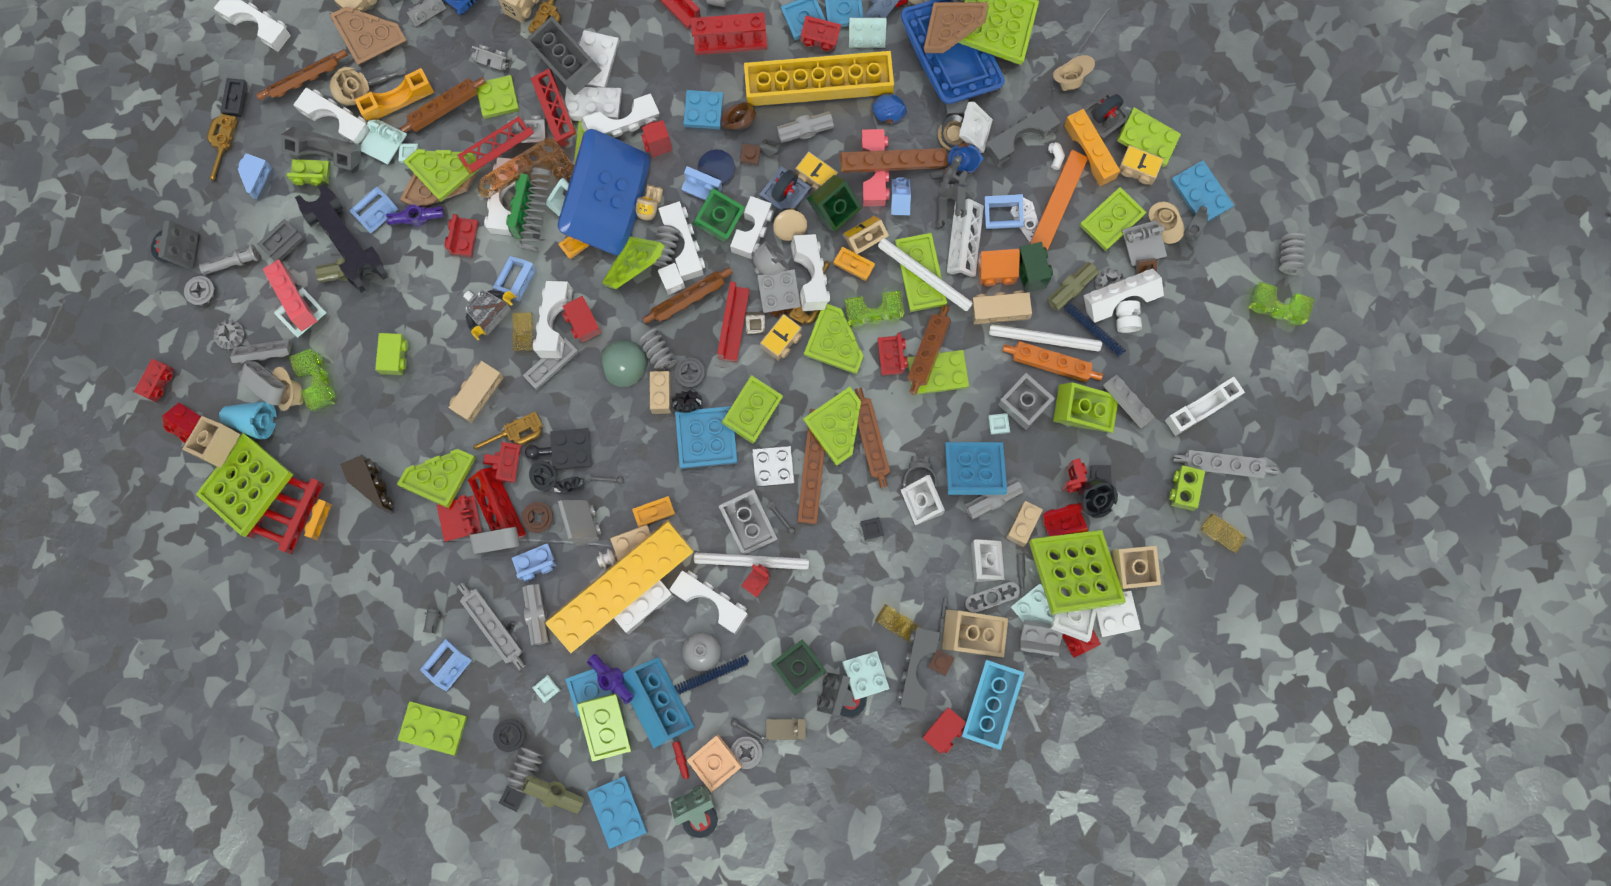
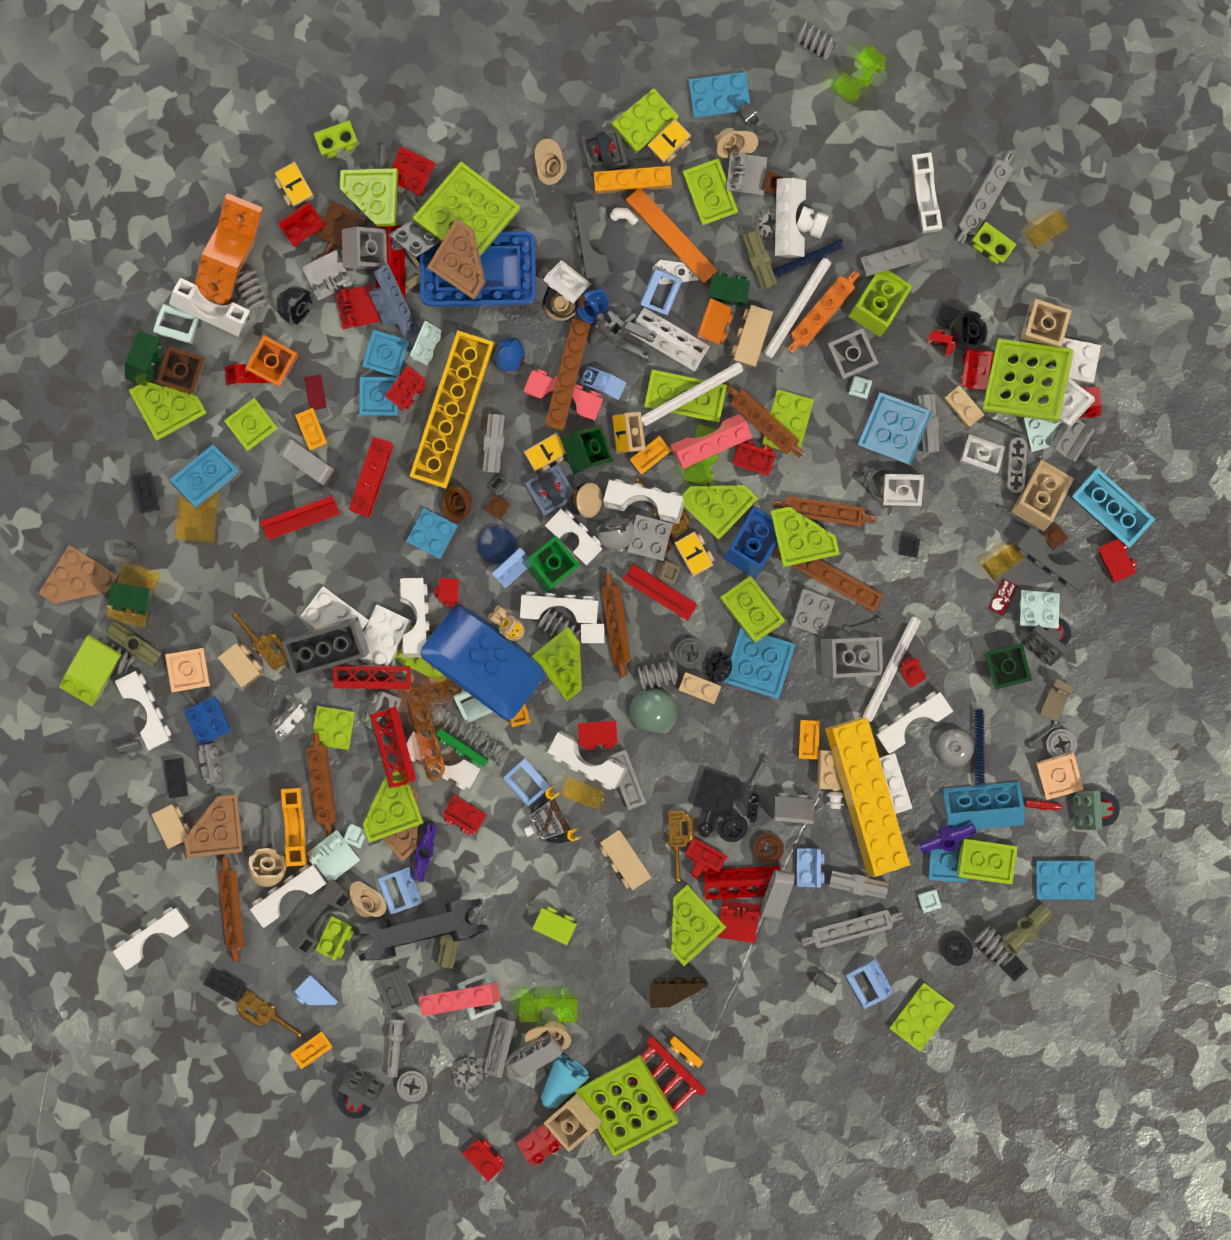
camera: 70 degrees left, 10 degrees up
(201, 192) = (311, 1050): none -> light orange plate
(351, 180) = (366, 900): none -> tan piece
(812, 384) = (752, 543): none -> blue slope
(862, 638) = (1003, 597): none -> dark red sticker
(878, 298) = (730, 433): none -> coral arch

